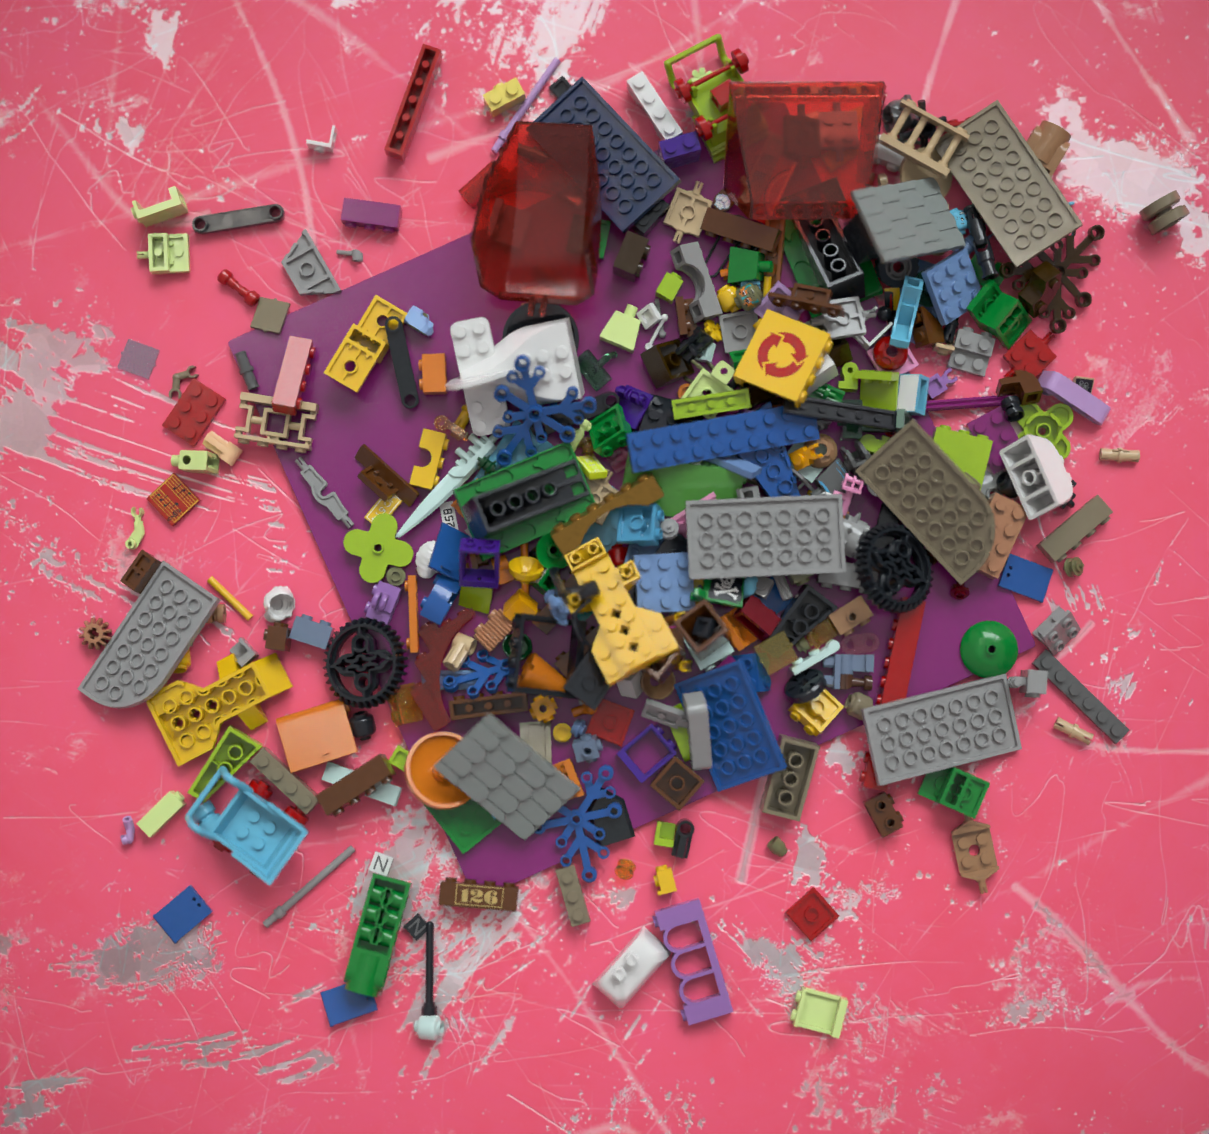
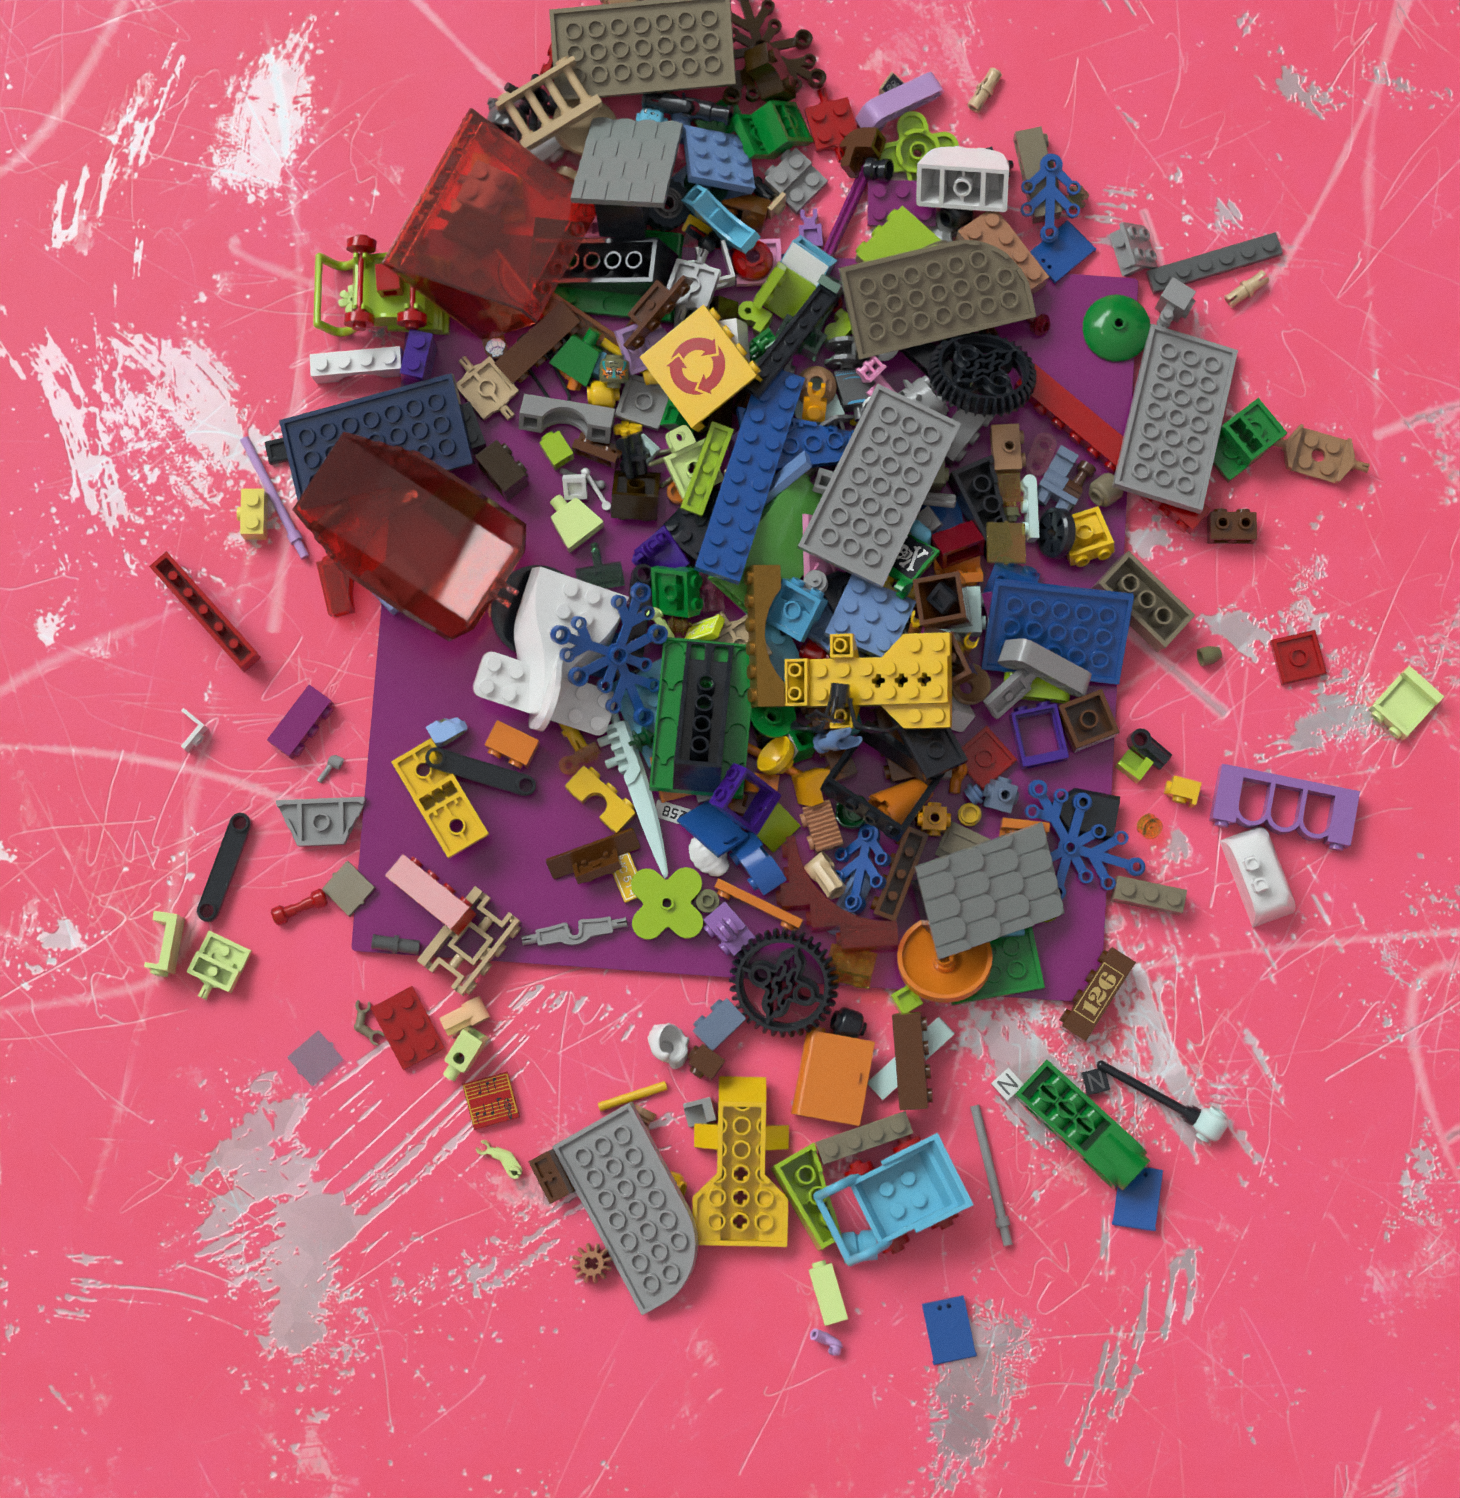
camera: 65 degrees left, 5 degrees down
(1064, 546) = (1050, 193): none -> blue plant

